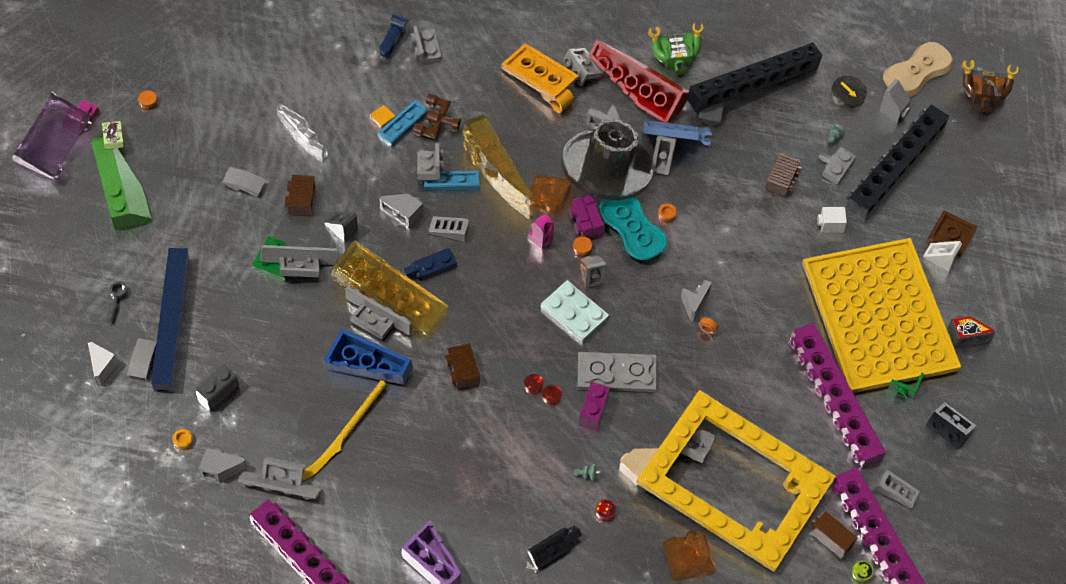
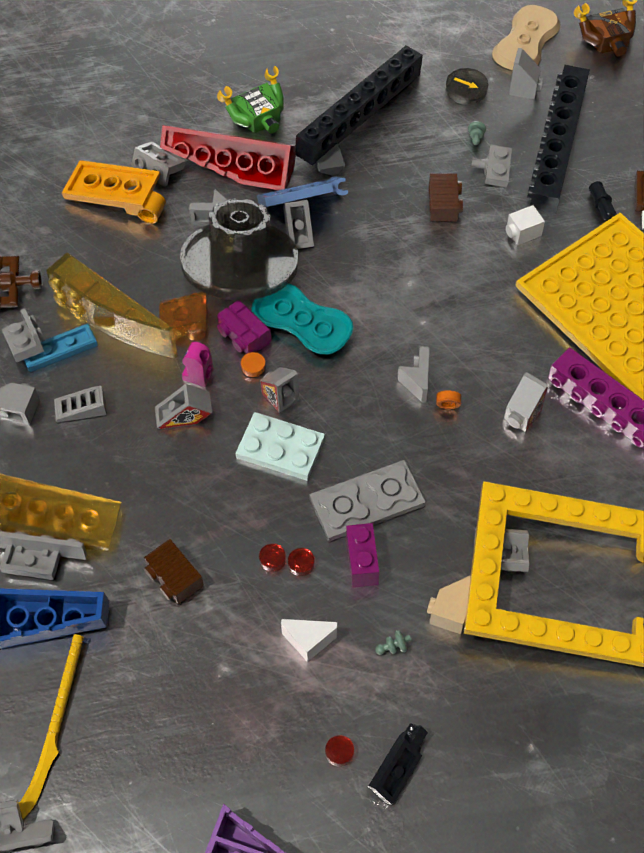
camera: 20 degrees left, 0 degrees up
(431, 265) = (77, 459): dark blue hinge -> none
(519, 257) = (183, 407): none -> light grey slope
(520, 523) = (339, 750): none -> clear red tile
(534, 444) = (309, 636): none -> white slope
(605, 510) = (439, 684): red tile -> none
(667, 212) = (333, 288): orange tile -> none
(689, 554) = (571, 699): clear orange slope -> none
(760, 349) = (526, 402): none -> light grey slope
(903, 223) = (602, 200): none -> black axle

